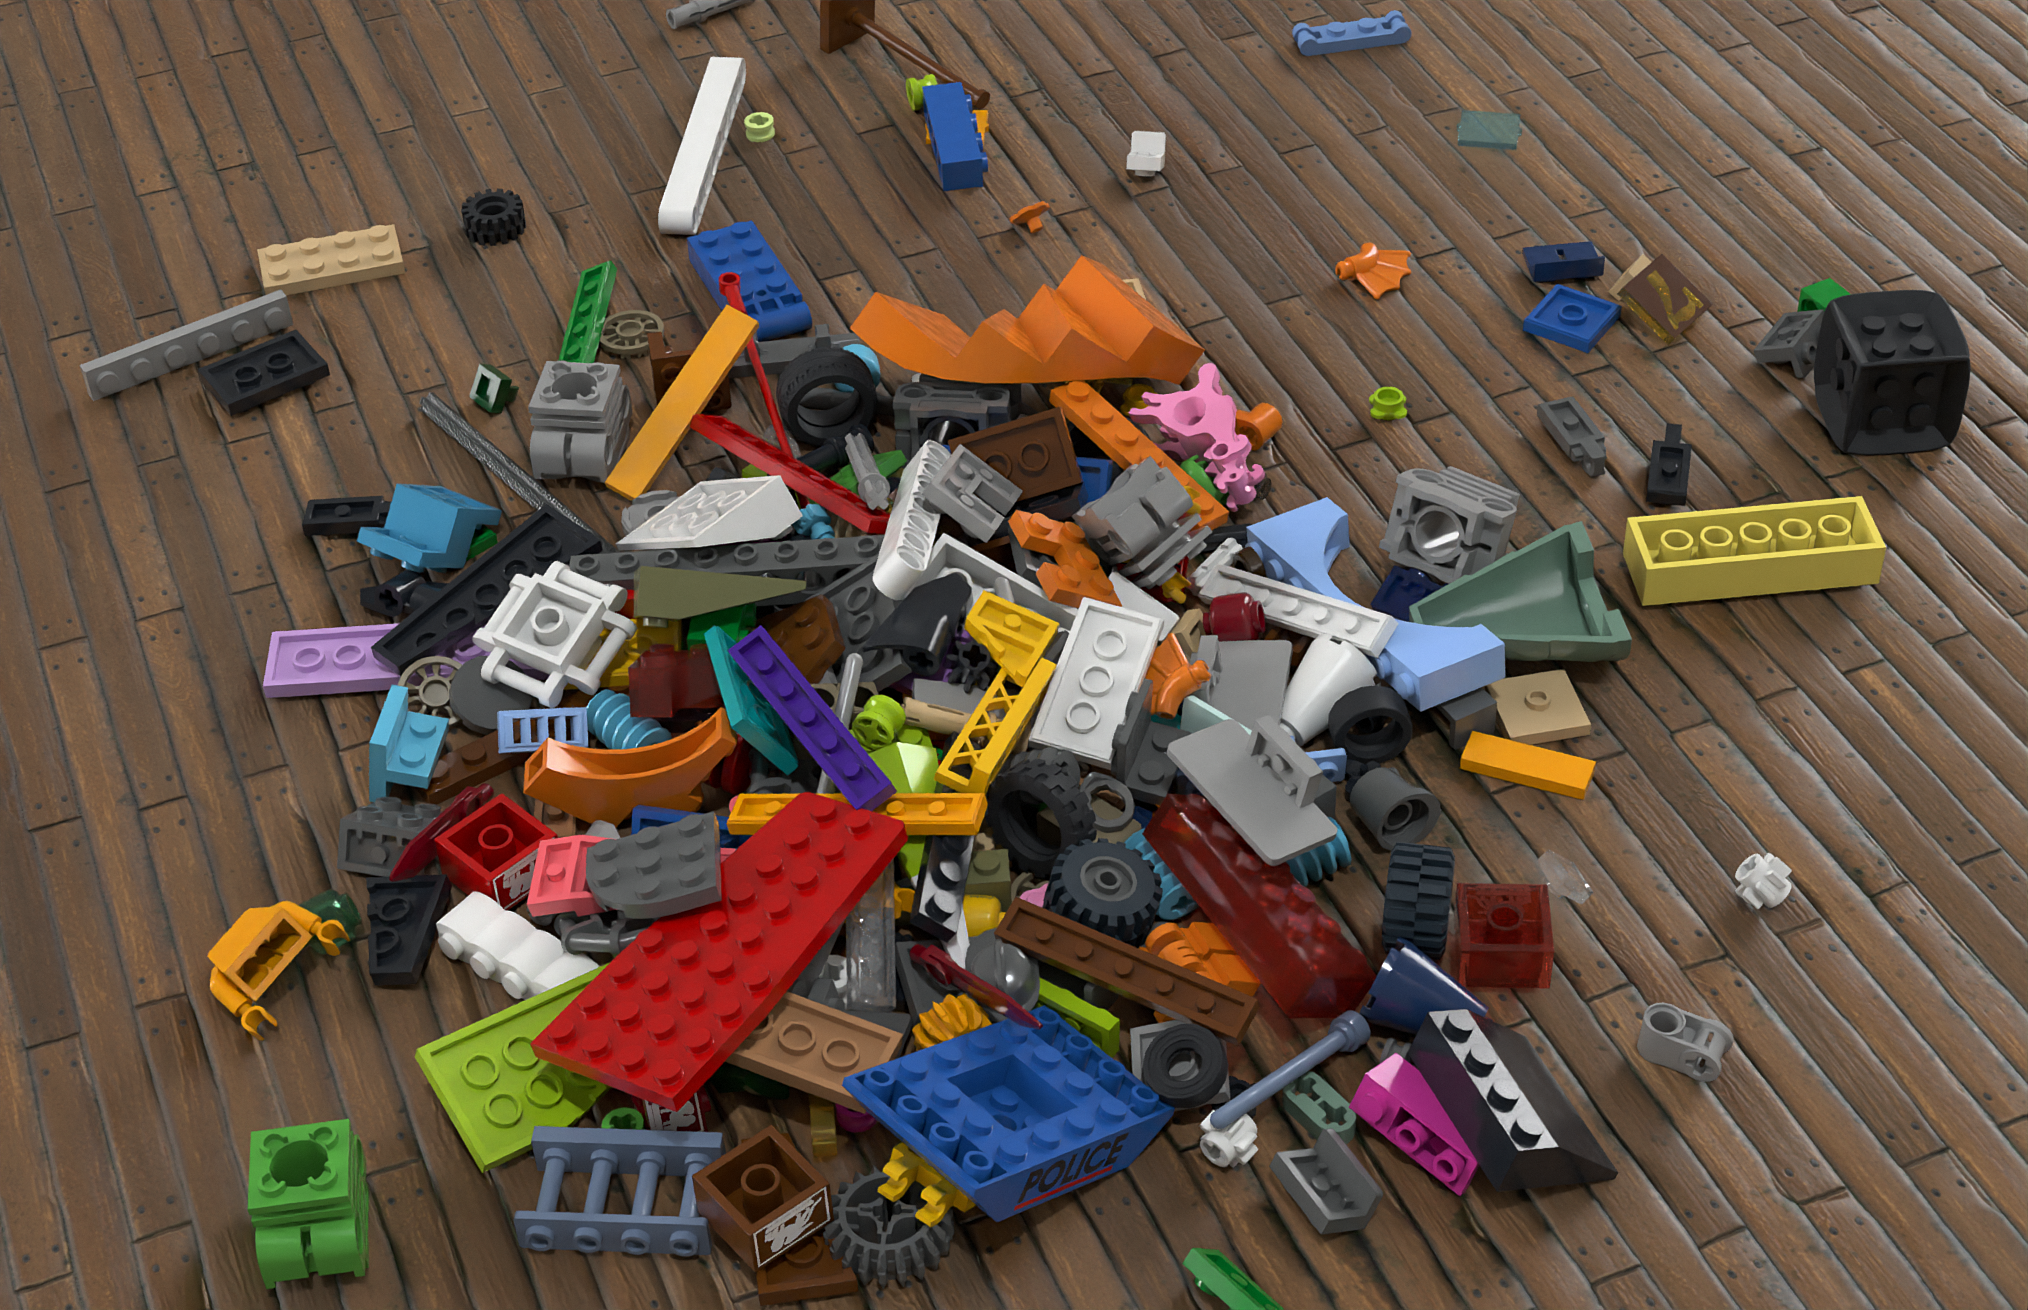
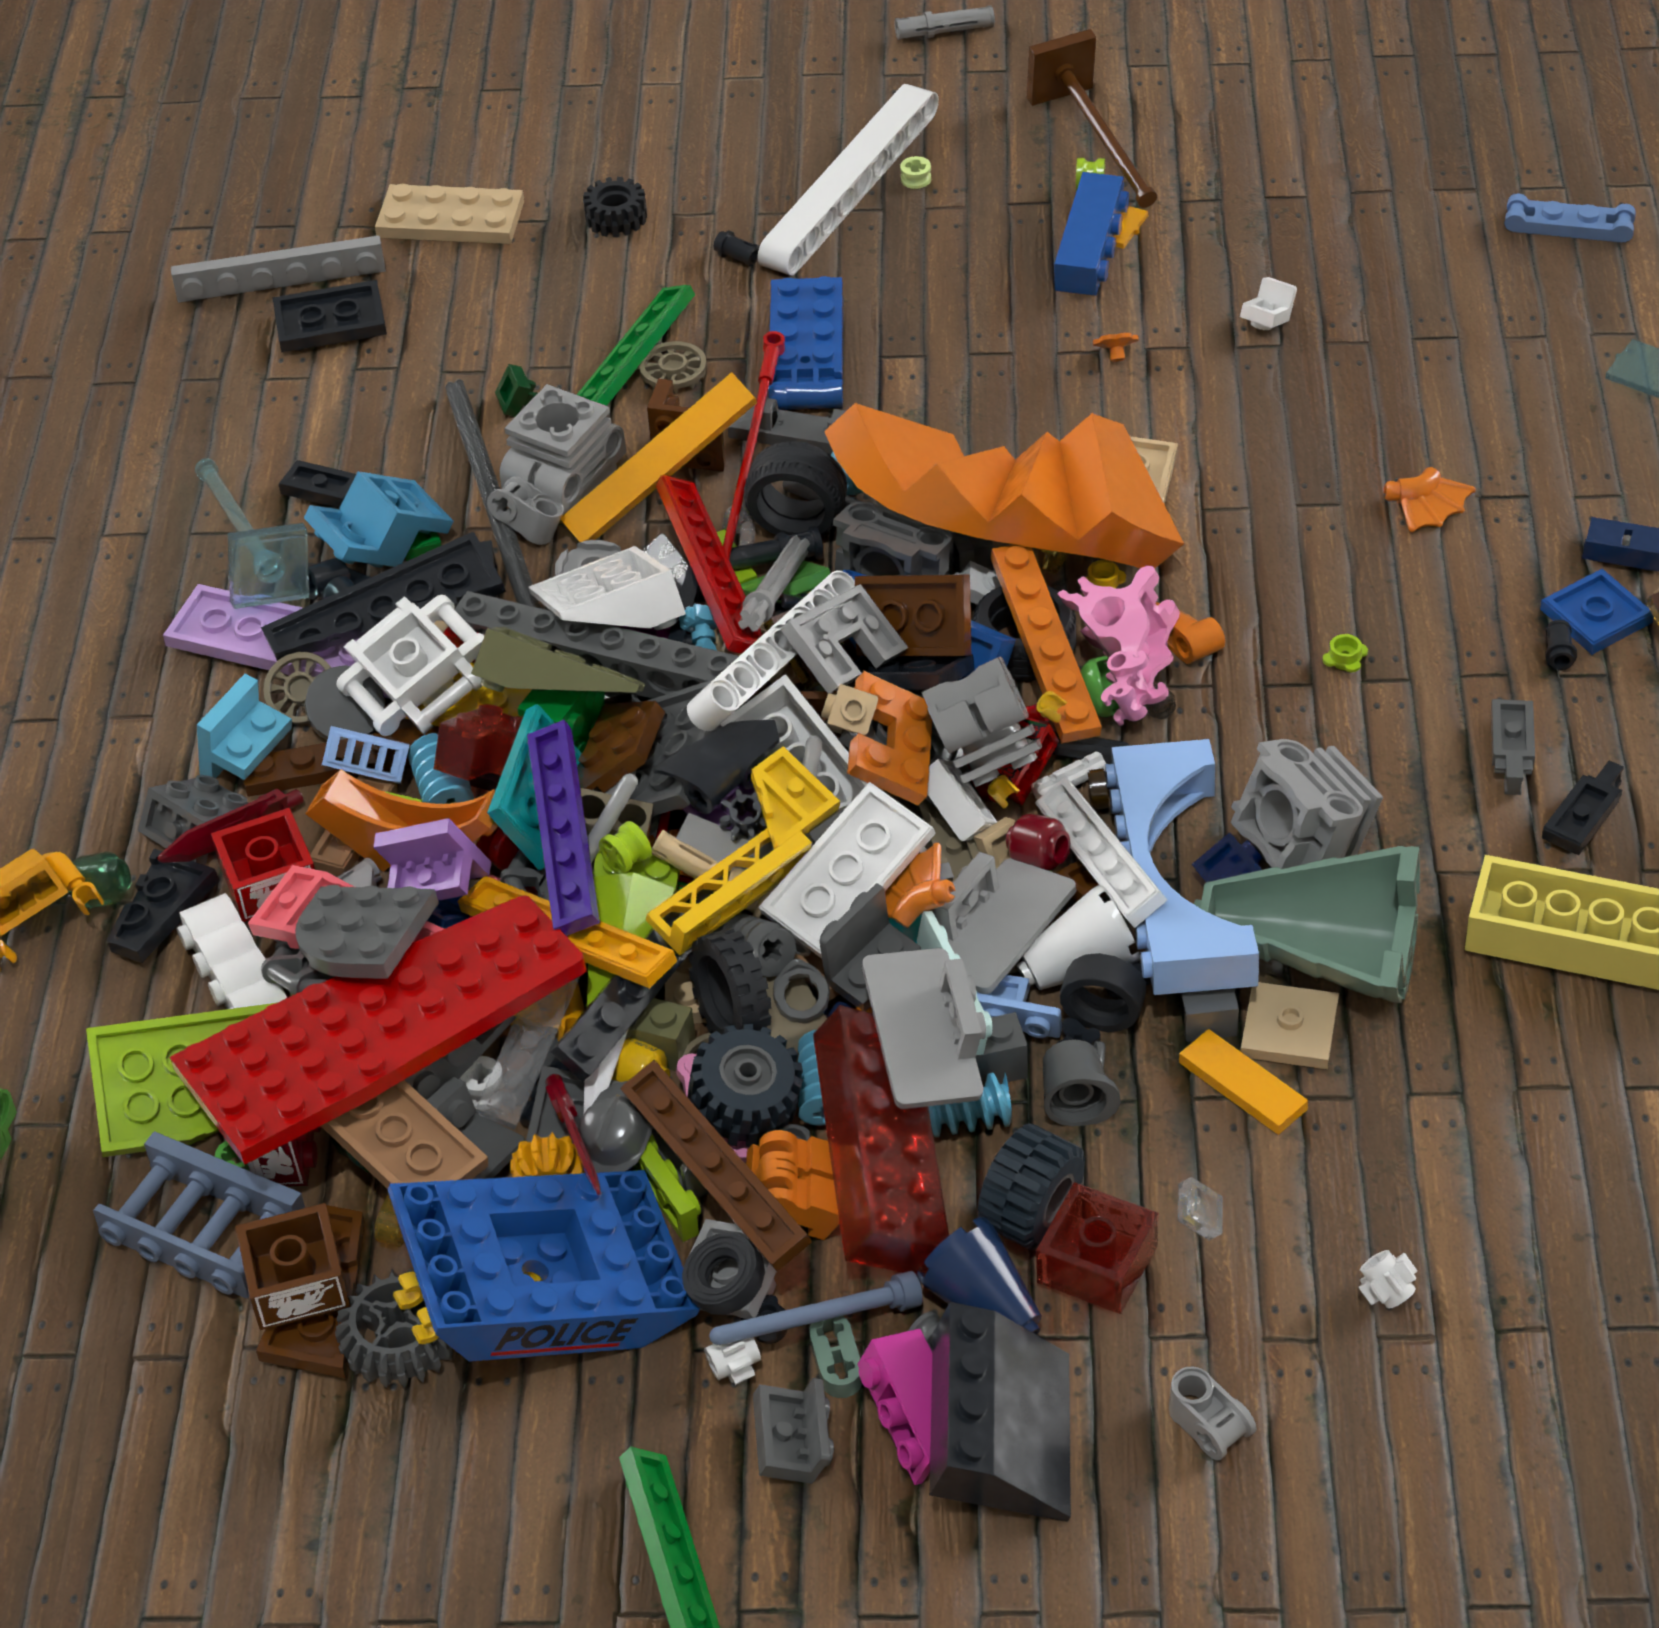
camera: 25 degrees right, 5 degrees up
(345, 587) = (263, 562): none -> clear light blue tile
(574, 481) = (529, 510): none -> light grey piece
(631, 223) = (728, 245): none -> black pin
(689, 784) = (432, 858): none -> medium lavender bracket
(1019, 545) = (849, 710): none -> tan bracket
(1566, 355) = (1560, 650): none -> black pin

